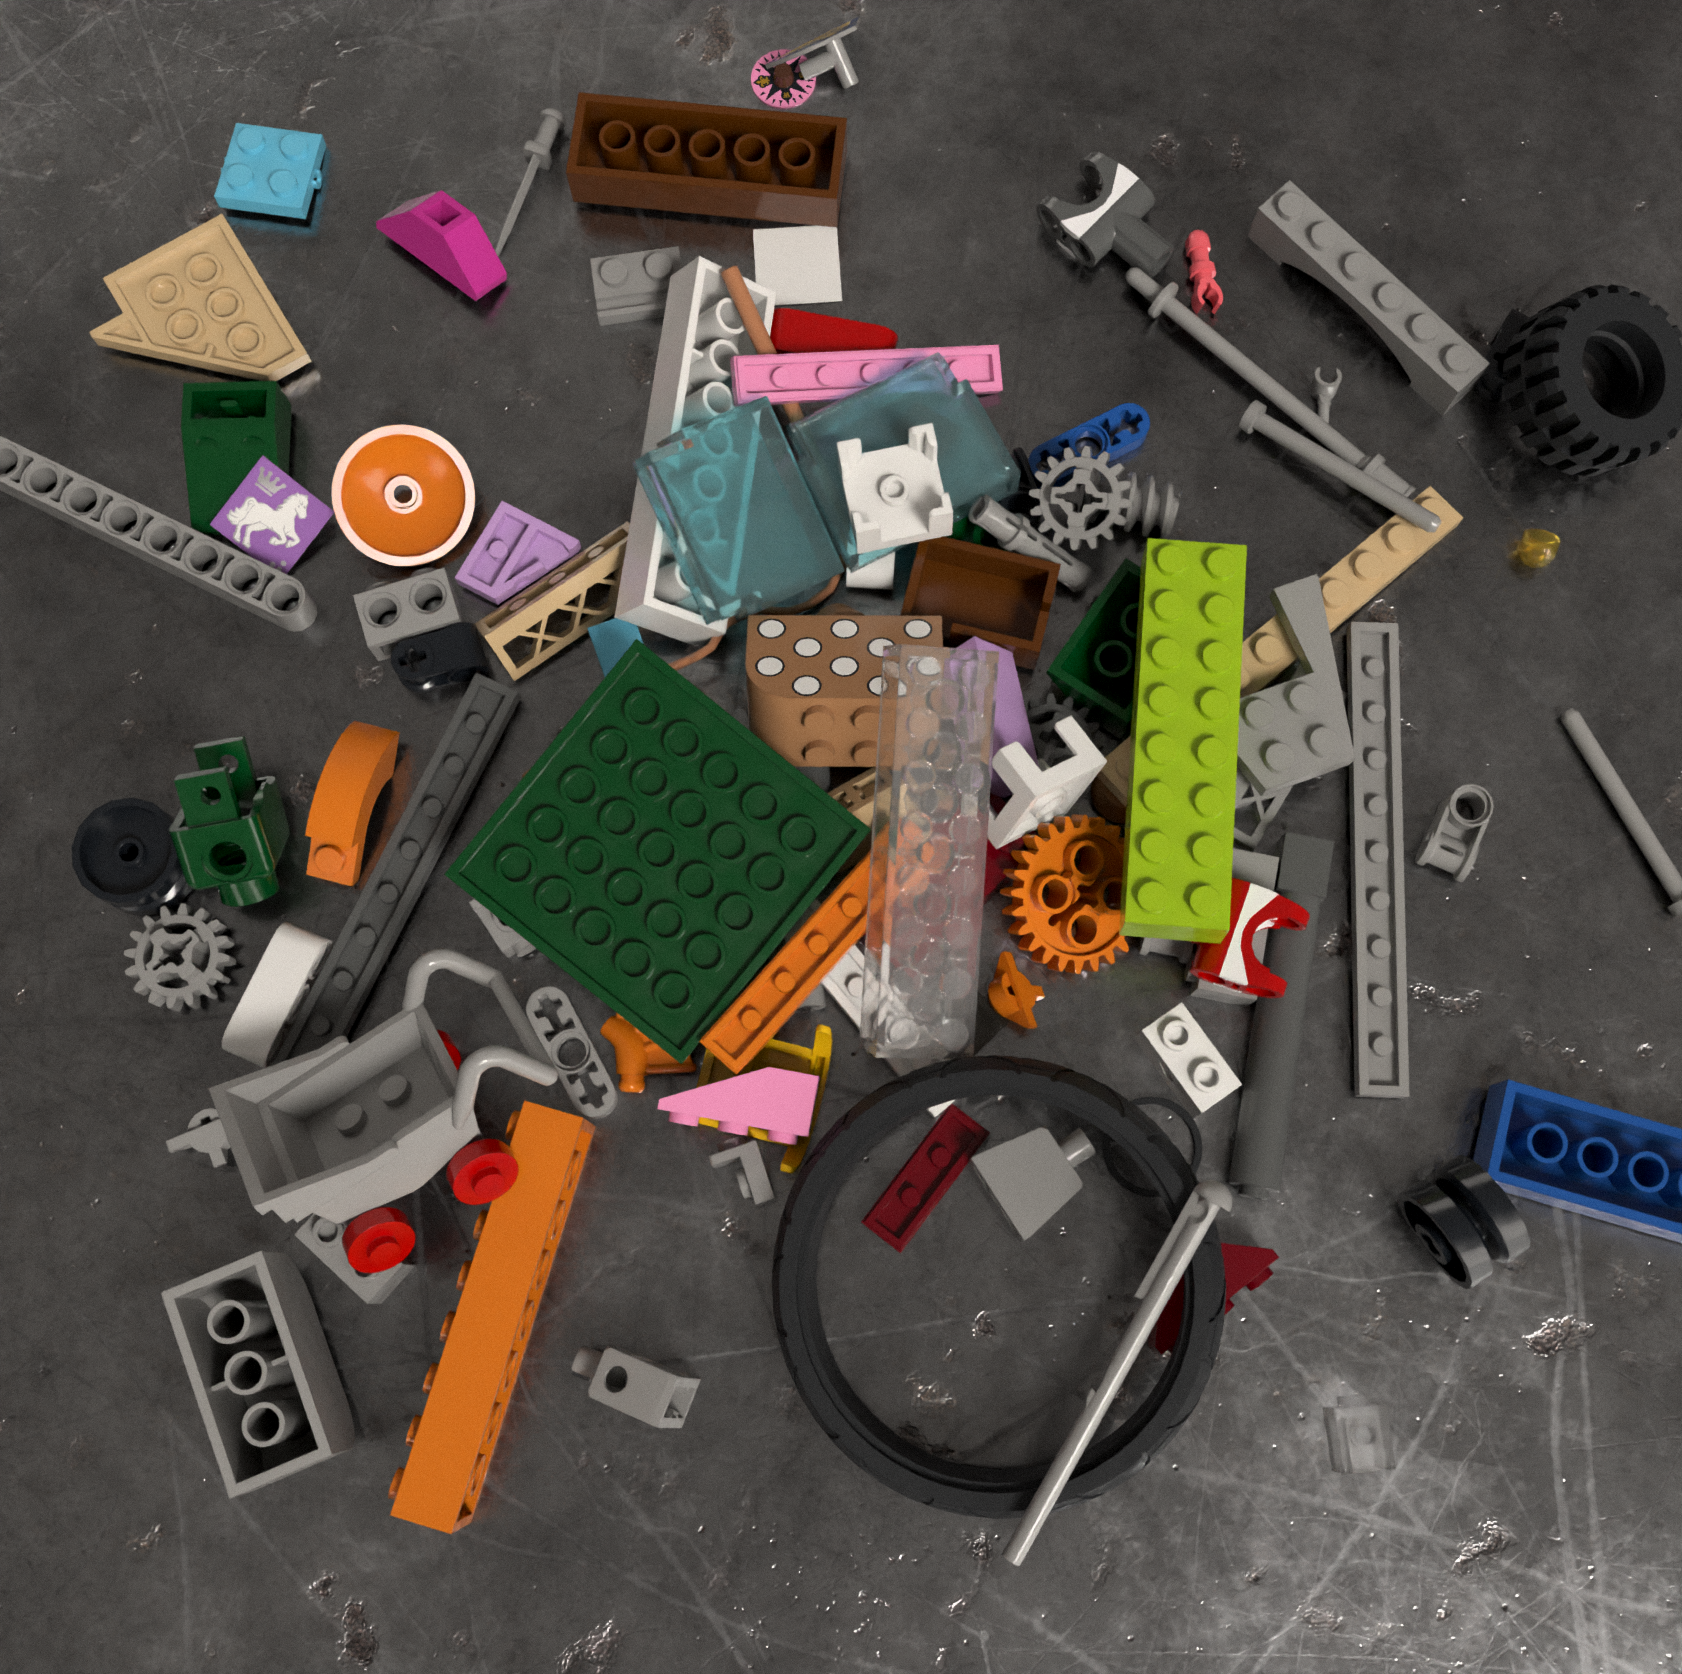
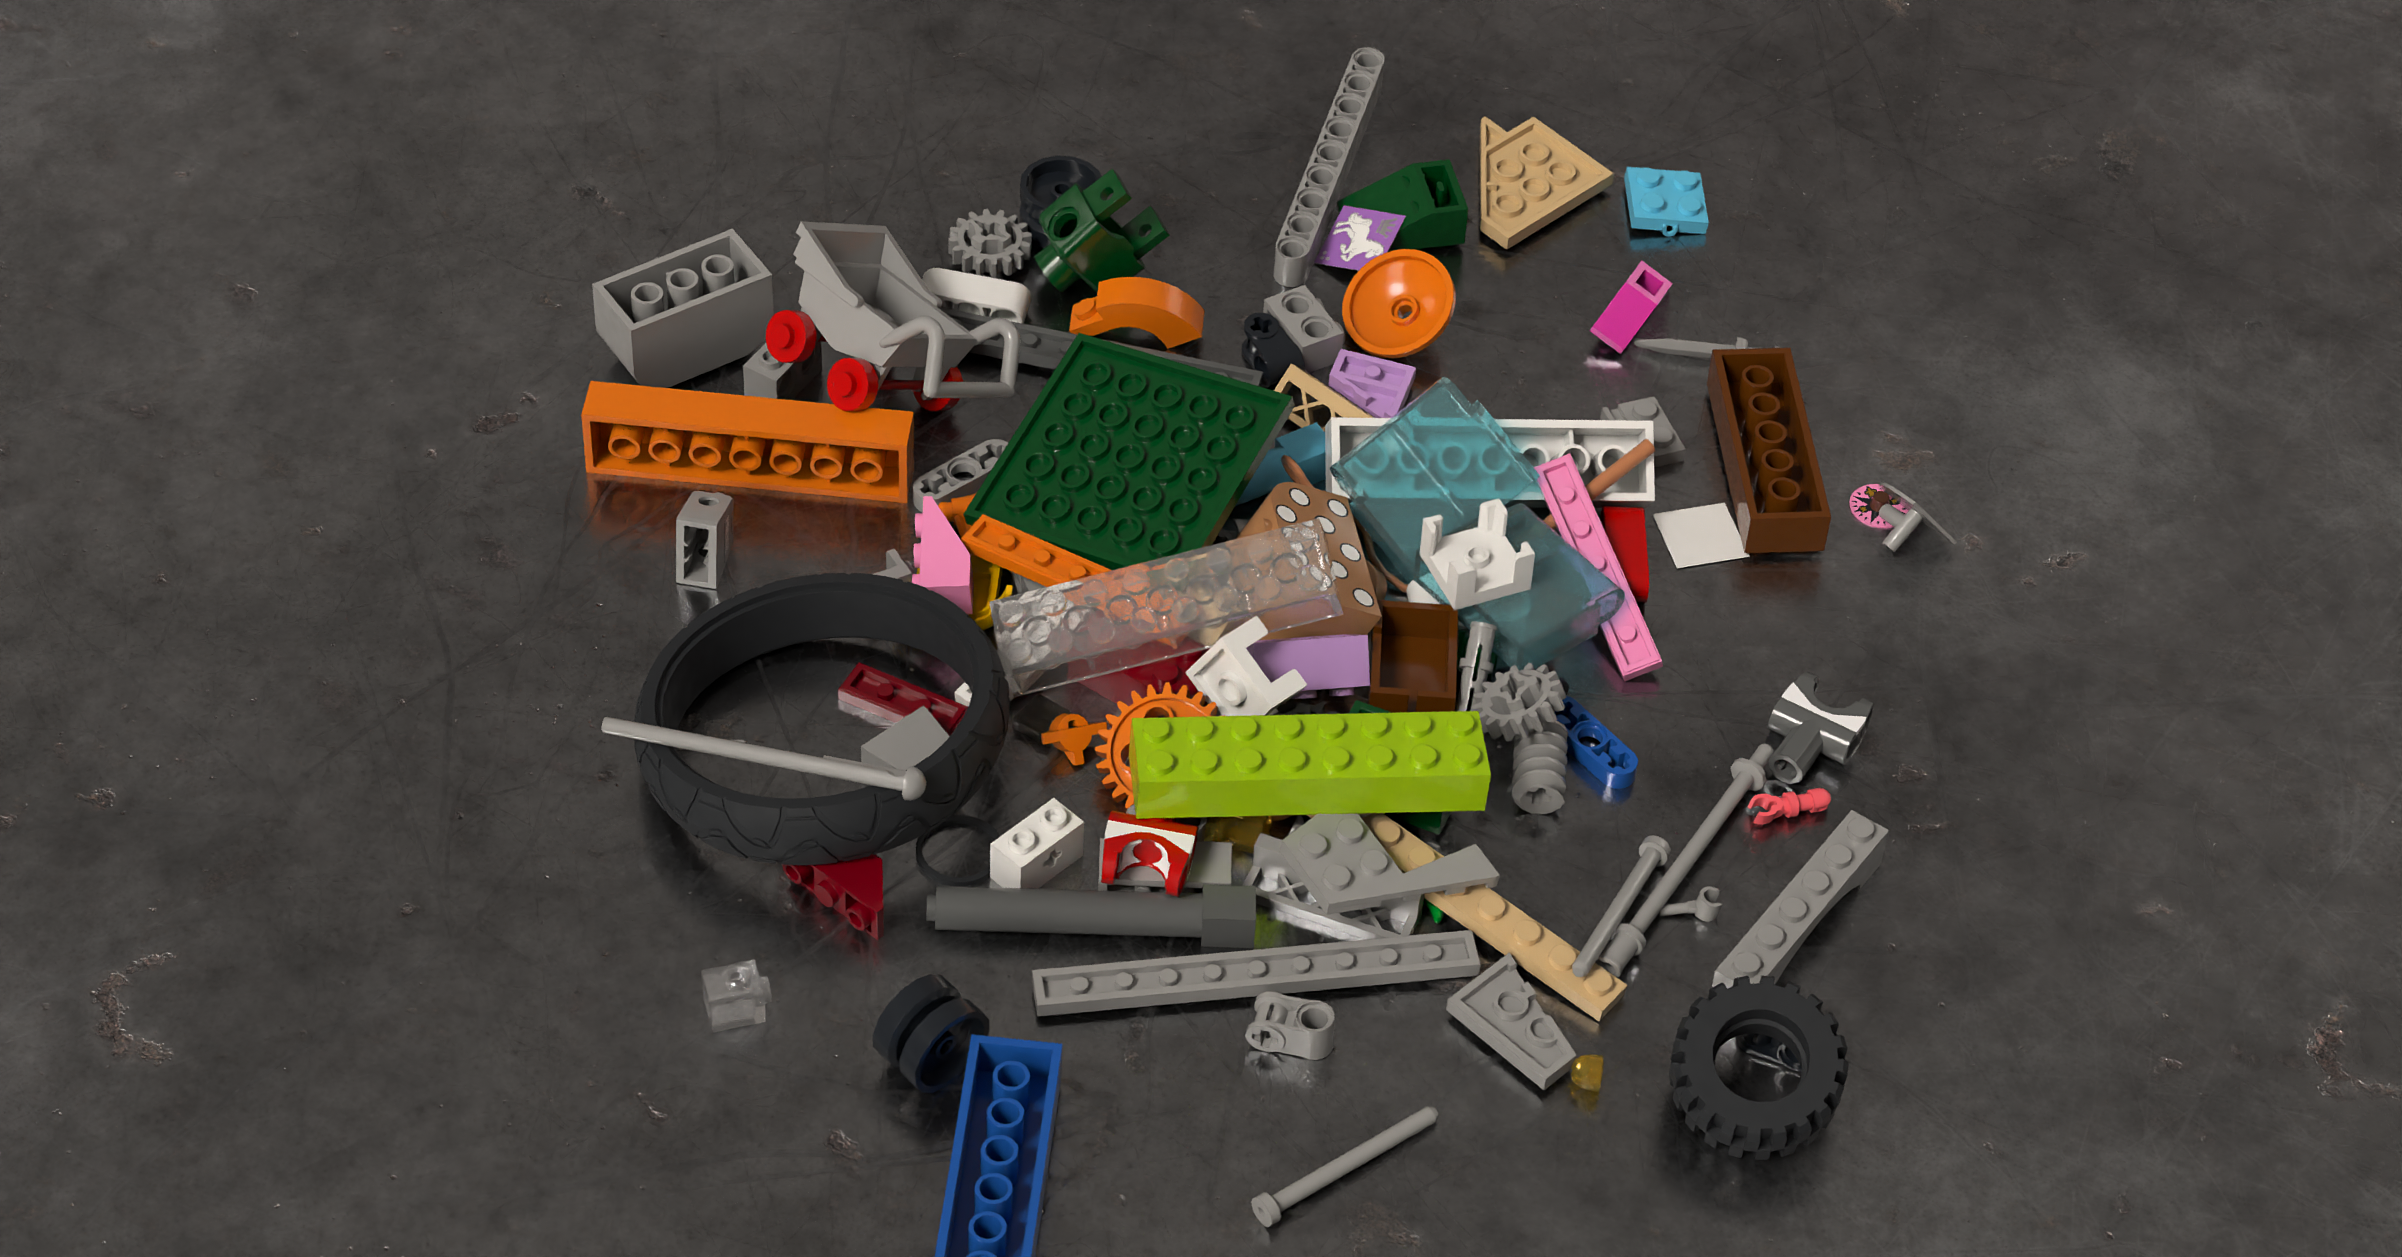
camera: 75 degrees right, 30 degrees down
(1465, 609) = (1510, 1020): none -> light grey wing

